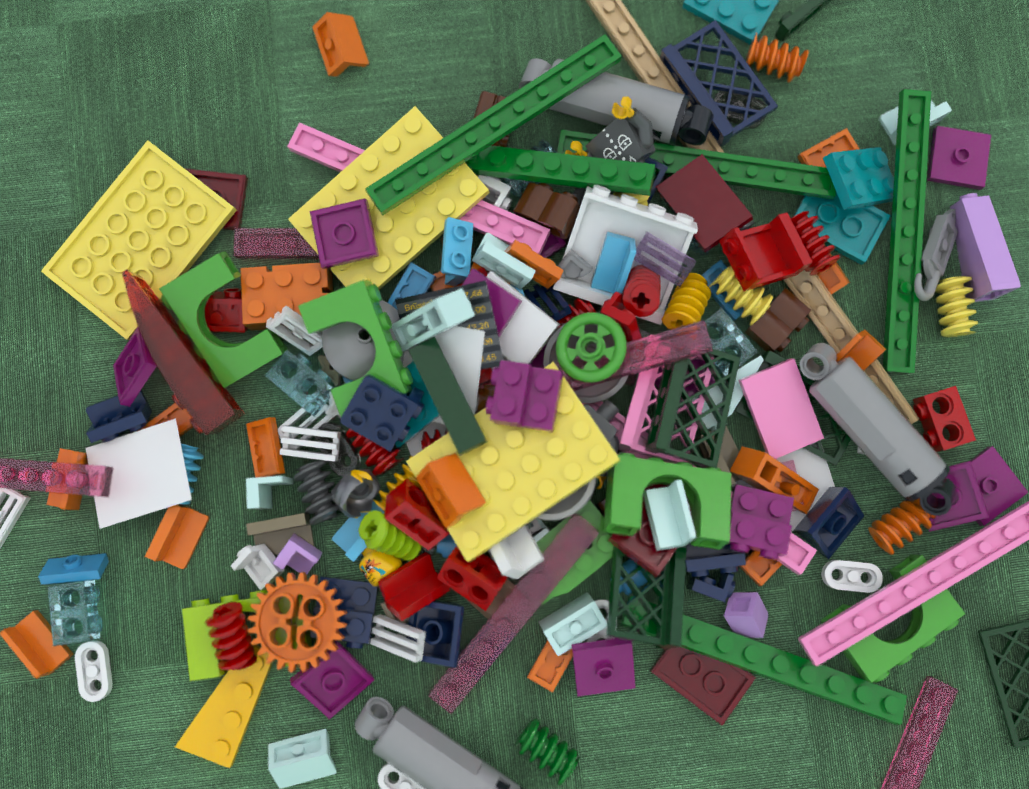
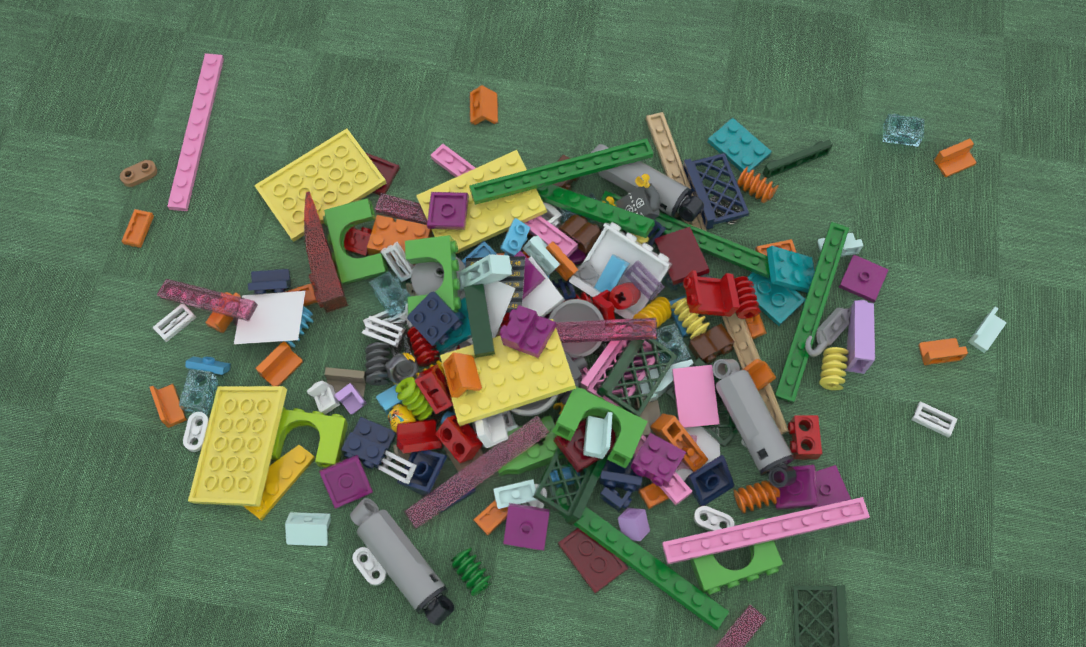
camera: 20 degrees right, 15 degrees down
(133, 369) = (290, 254): magenta plate -> none
(161, 679) = (238, 445): none -> light yellow plate
(231, 637) = (291, 431): red piece -> none
(260, 490) = (343, 347): light aqua panel -> none
(265, 447) = (353, 328): orange plate -> none
(324, 624) = (320, 427): orange gear -> none
(576, 327) = (574, 302): bright green plate -> none

